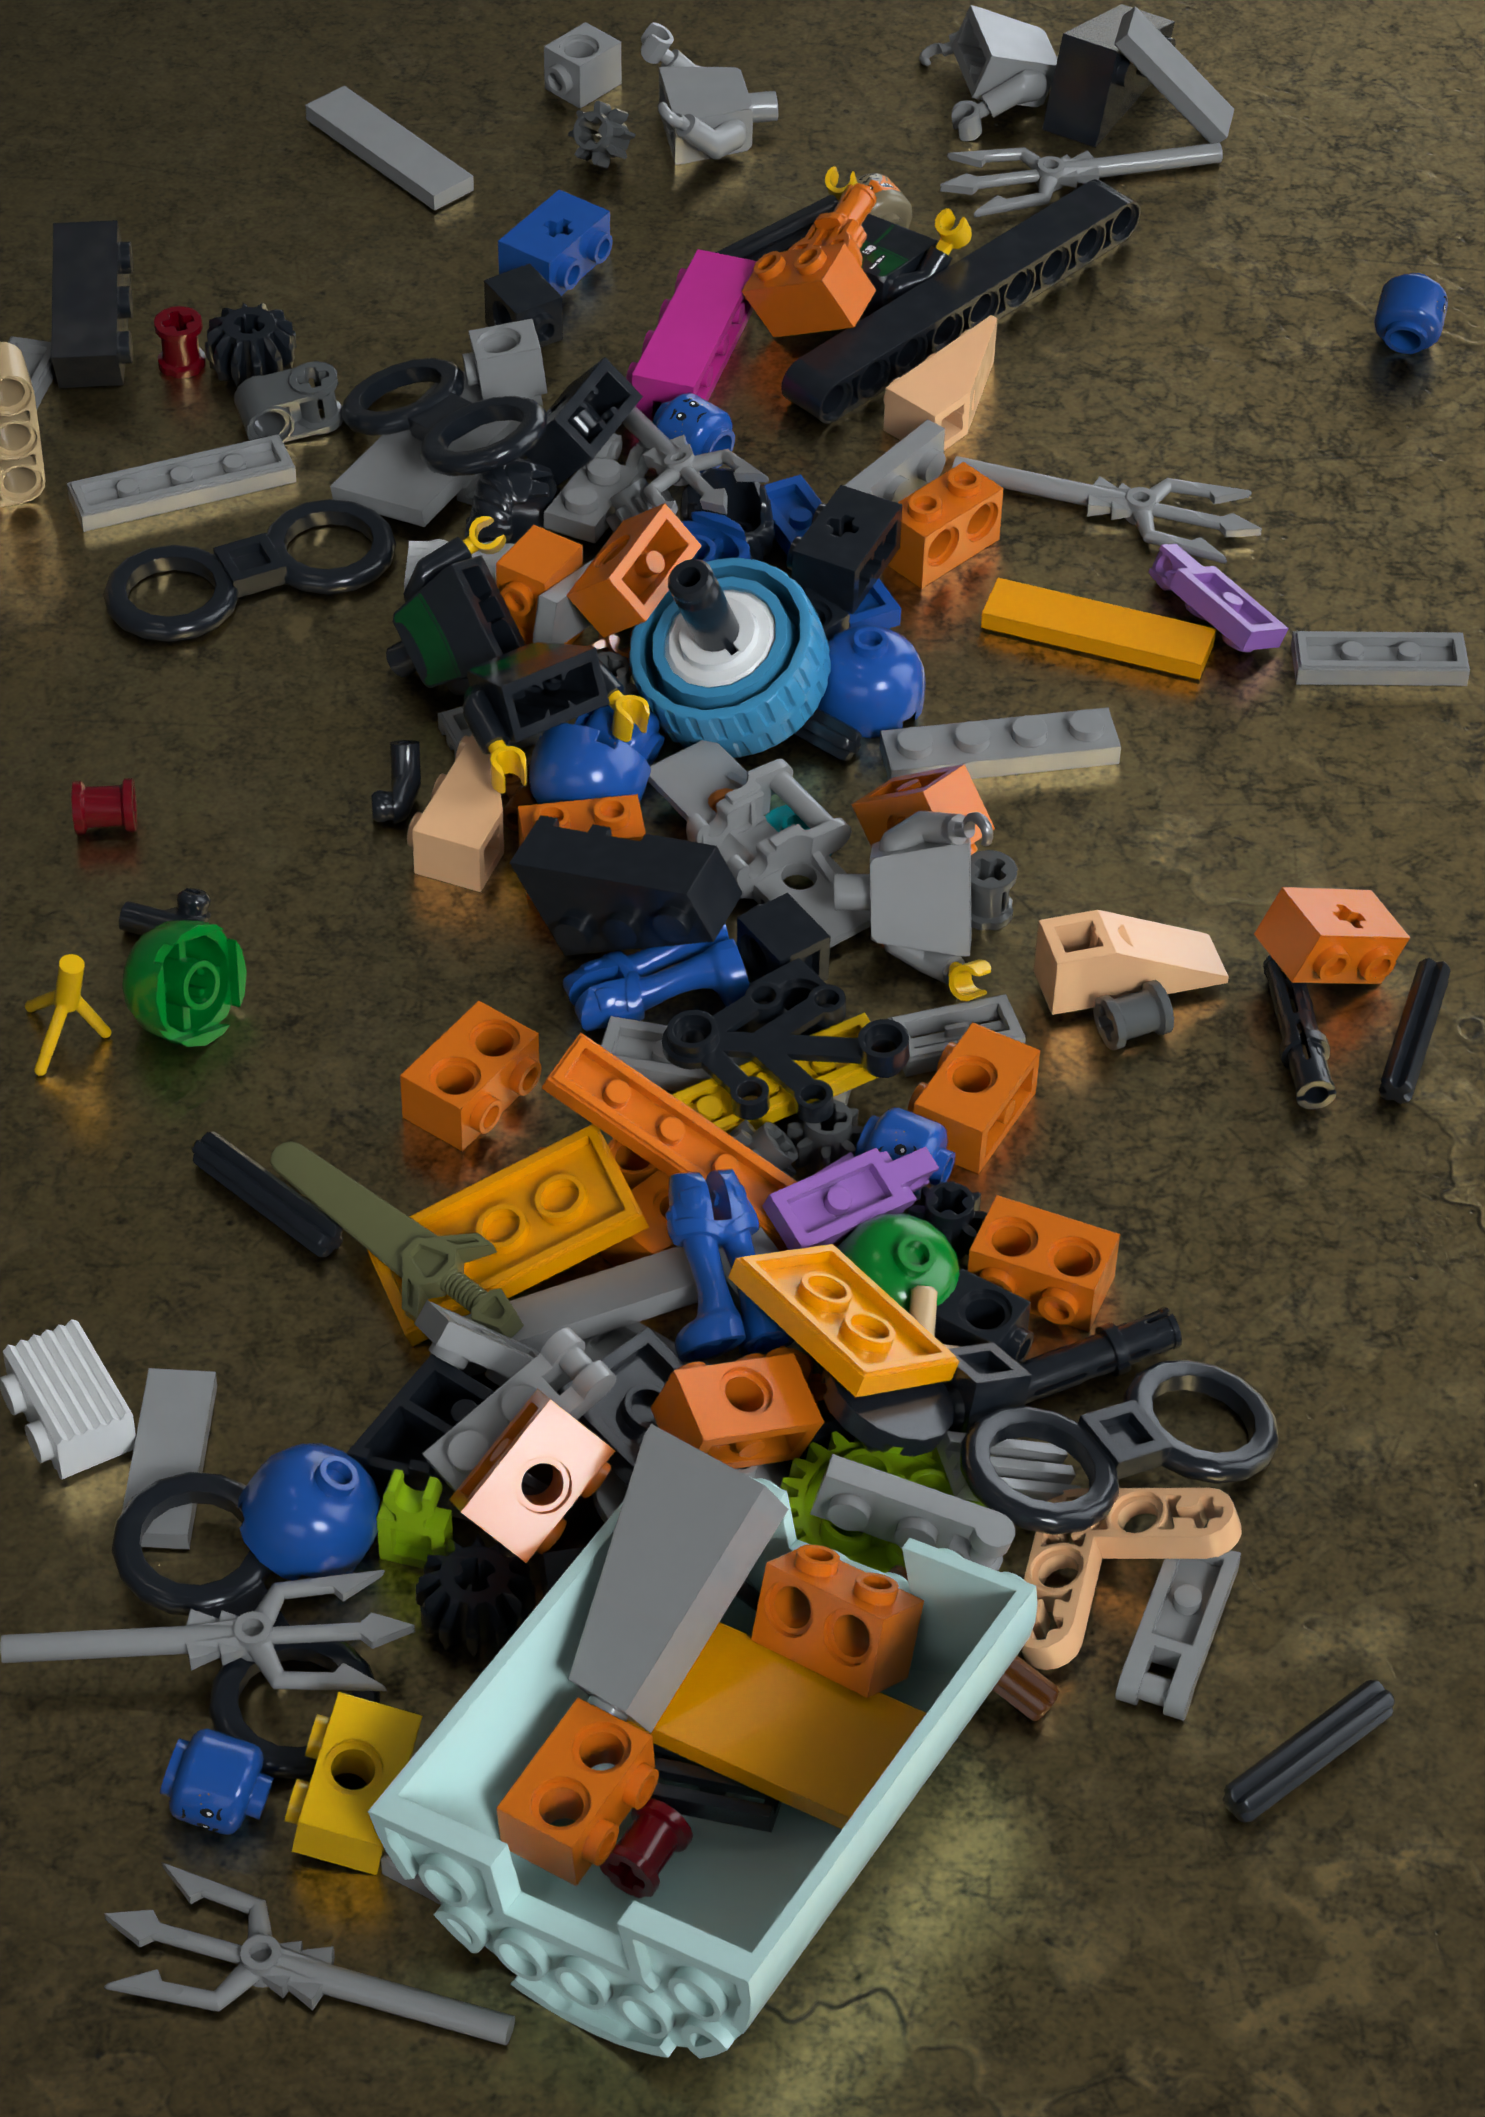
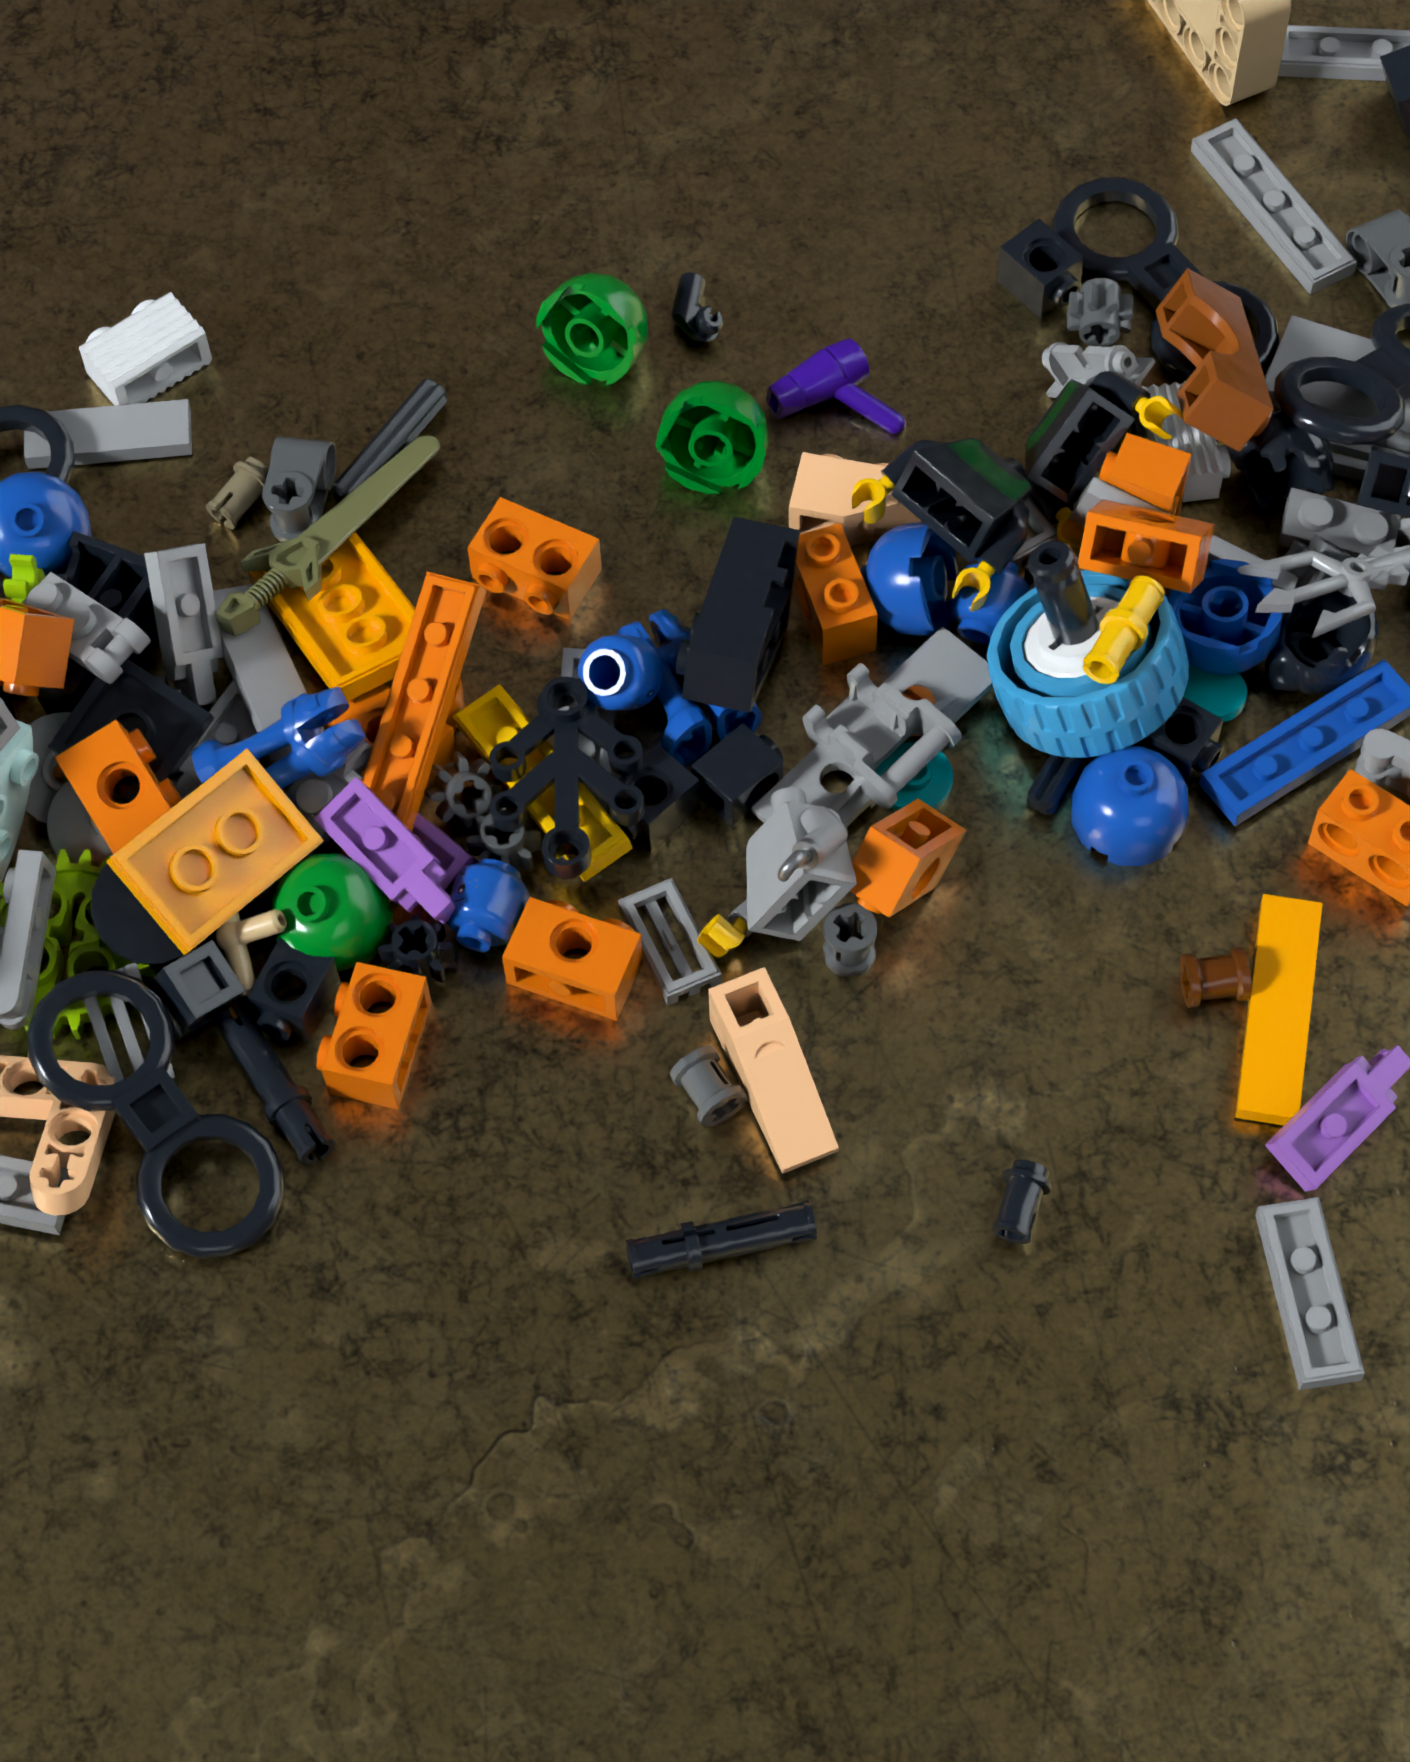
camera: 85 degrees right, 15 degrees up
(66, 999) = (546, 247): yellow plant -> none
(104, 806) = (815, 243): dark red bush -> none
(215, 642) = (1040, 268): none -> black brick
(288, 606) = (1100, 312): none -> dark grey gear
(289, 1320) = (239, 492): none -> dark tan pin
(299, 820) = (828, 375): none -> dark purple piece
(304, 1266) = (298, 484): none -> dark grey piece
(359, 903) = (713, 437): none -> green cylinder
(368, 619) = (1071, 362): none -> light grey hinge
(405, 783) = (876, 448): black arm -> none
(407, 507) = (1227, 388): none -> dark orange arch
(662, 987) = (620, 672): none -> blue head
(750, 581) = (1123, 629): none -> yellow pin
(846, 546) = (1285, 743): black brick -> none
(1005, 744) = (1076, 938): light grey plate -> none
(1071, 645) = (1215, 977): none -> reddish brown bush
(1277, 818) = (1021, 1201): none -> black pin
(1331, 936) = (854, 1265): orange brick -> none
(1414, 1031) = (745, 1352): black axle -> none

